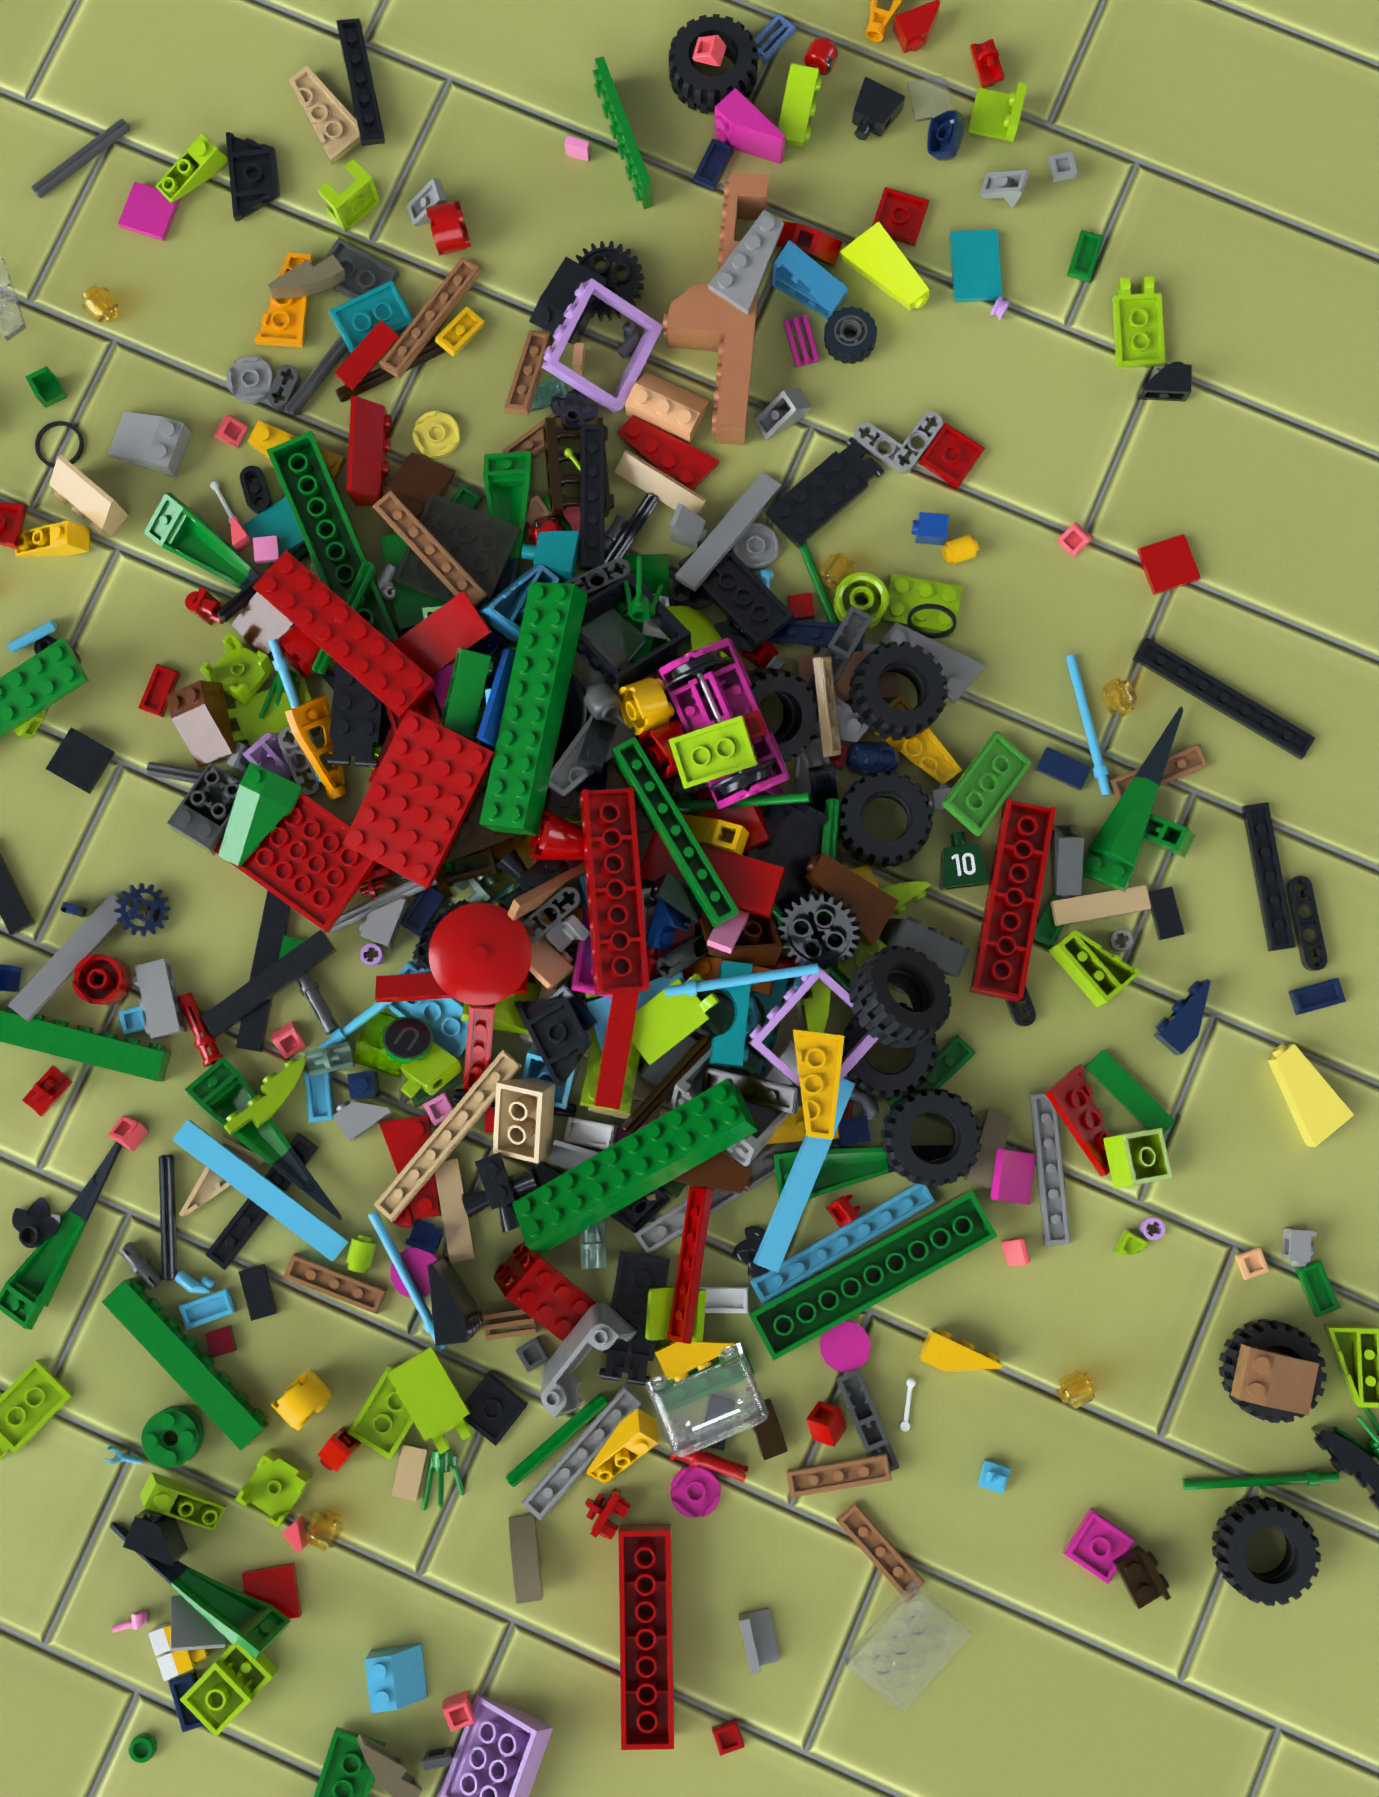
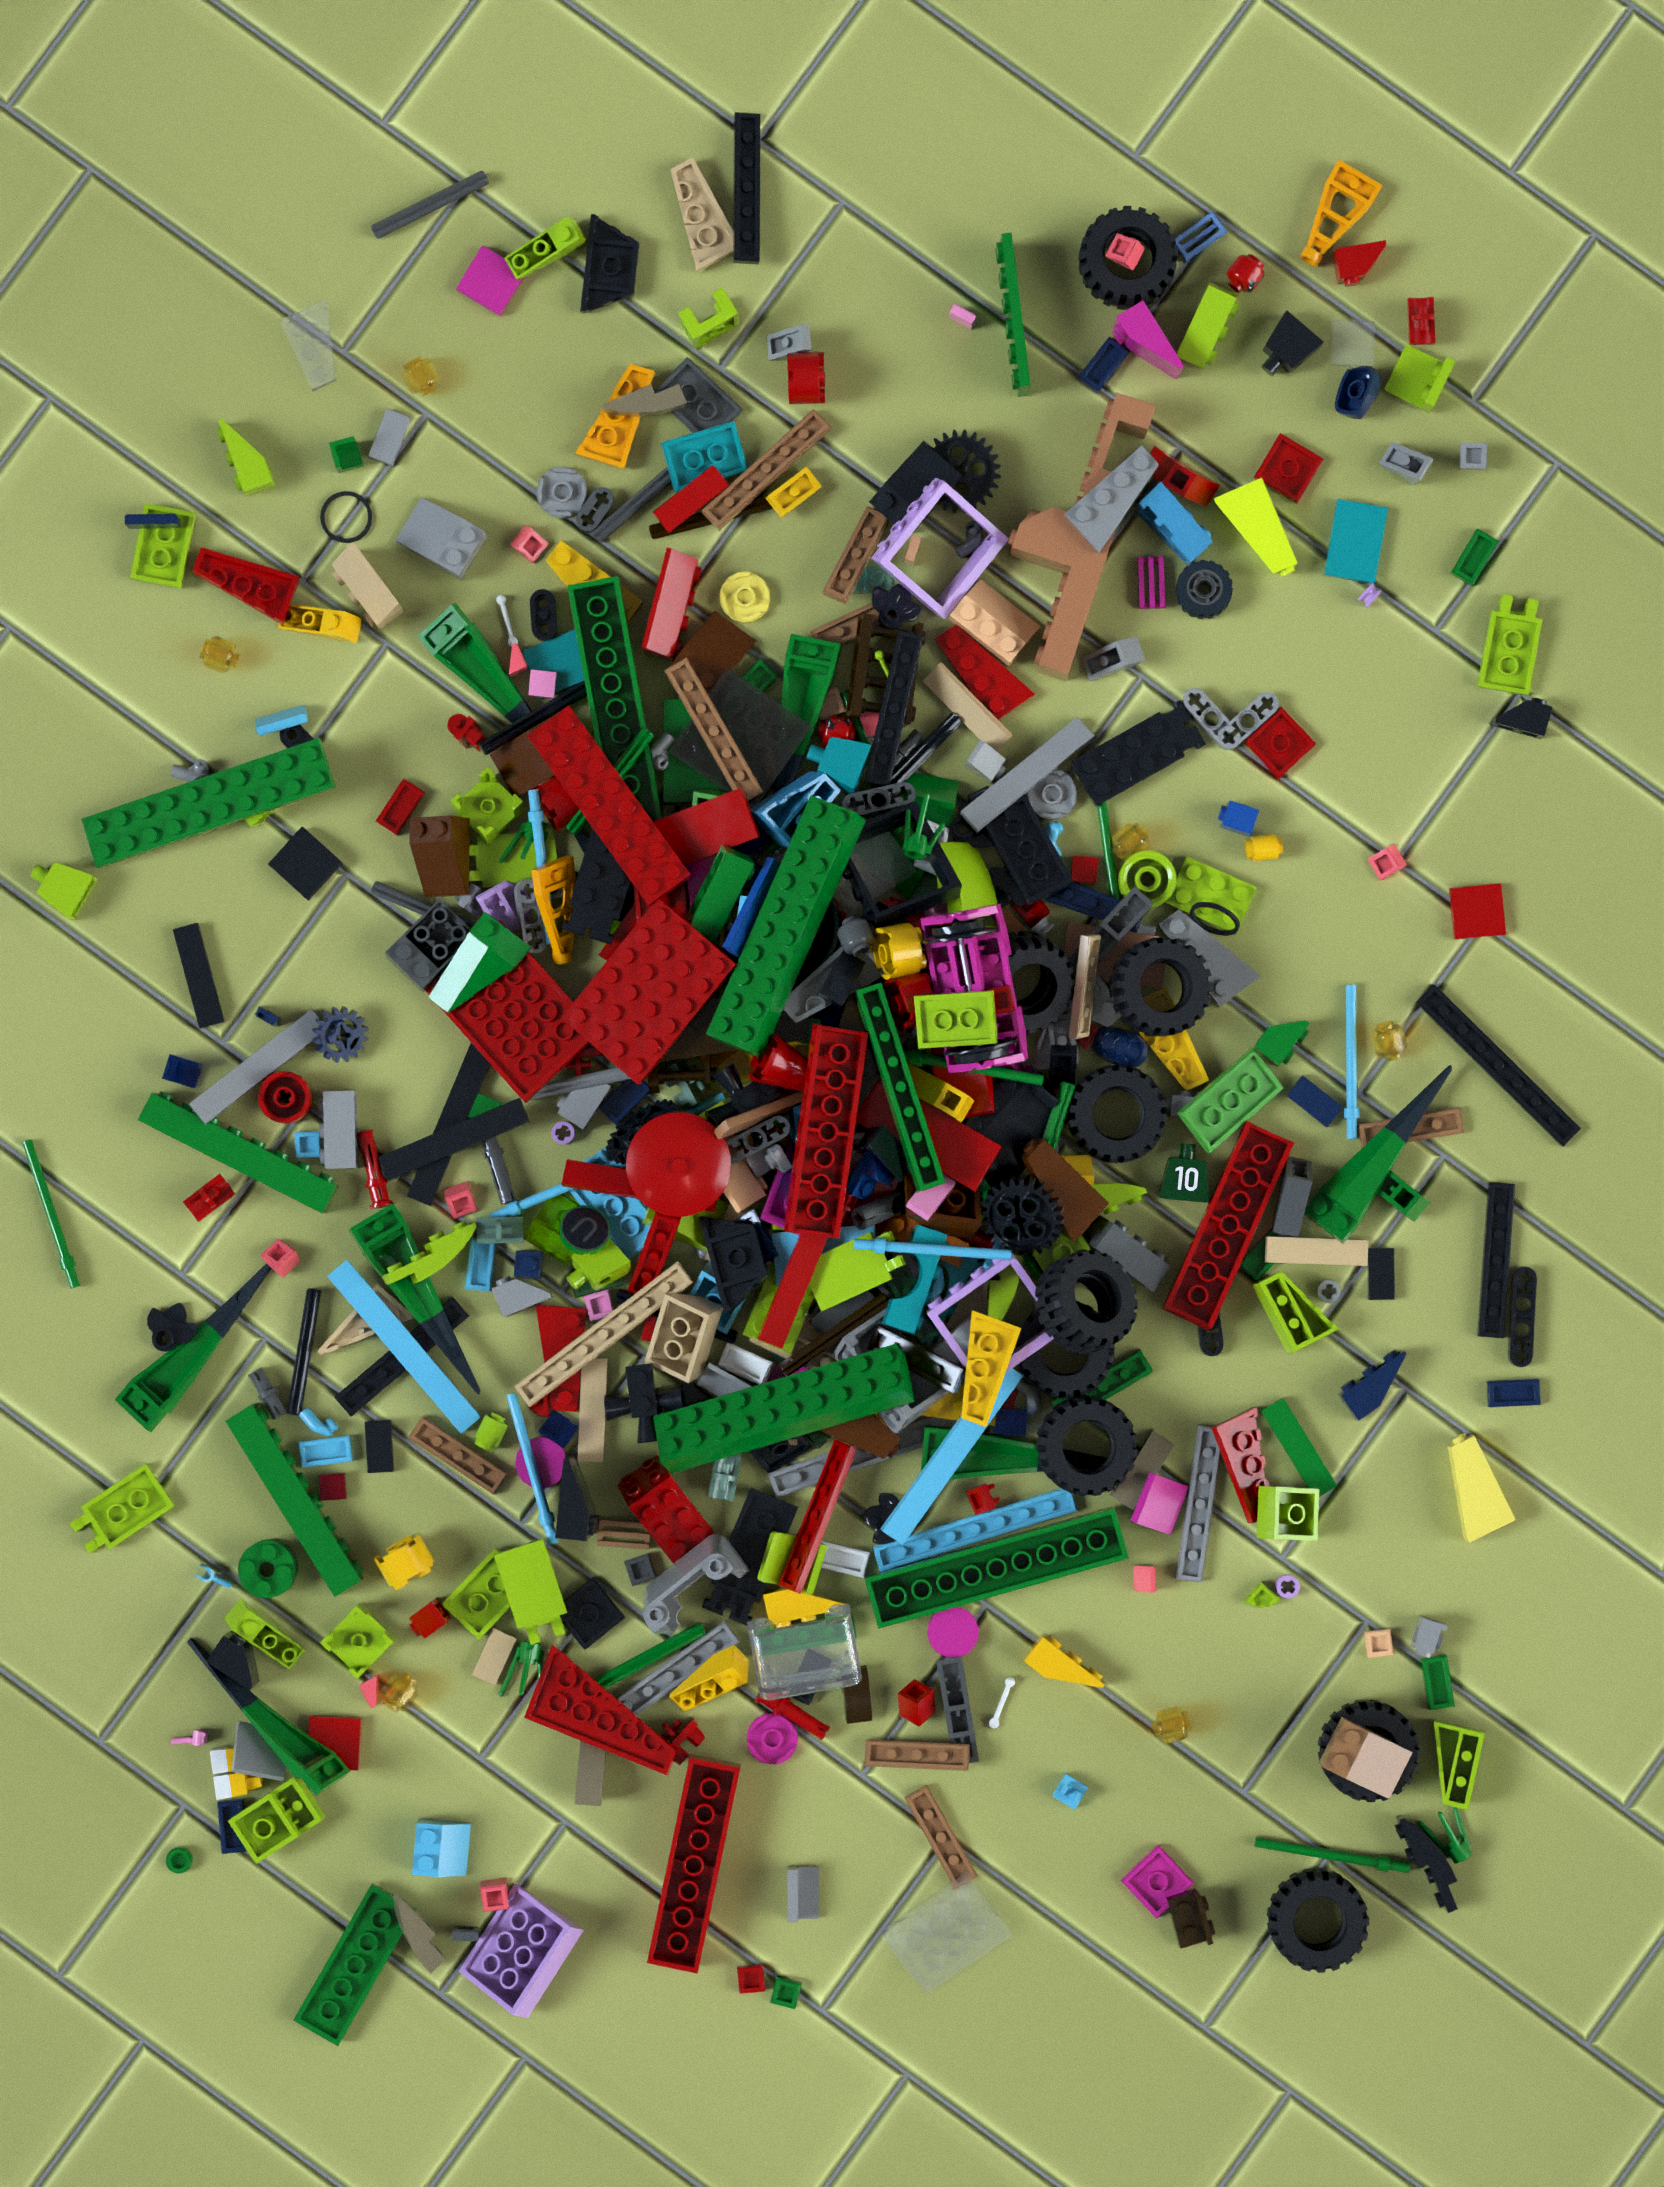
camera: 10 degrees right, 5 degrees up
(84, 365) = (389, 437): none -> light grey tile
(506, 1506) = (583, 1709): none -> red wing
(765, 1743) = (785, 1992): none -> green tile
(1017, 719) = (1278, 1040): none -> green slope

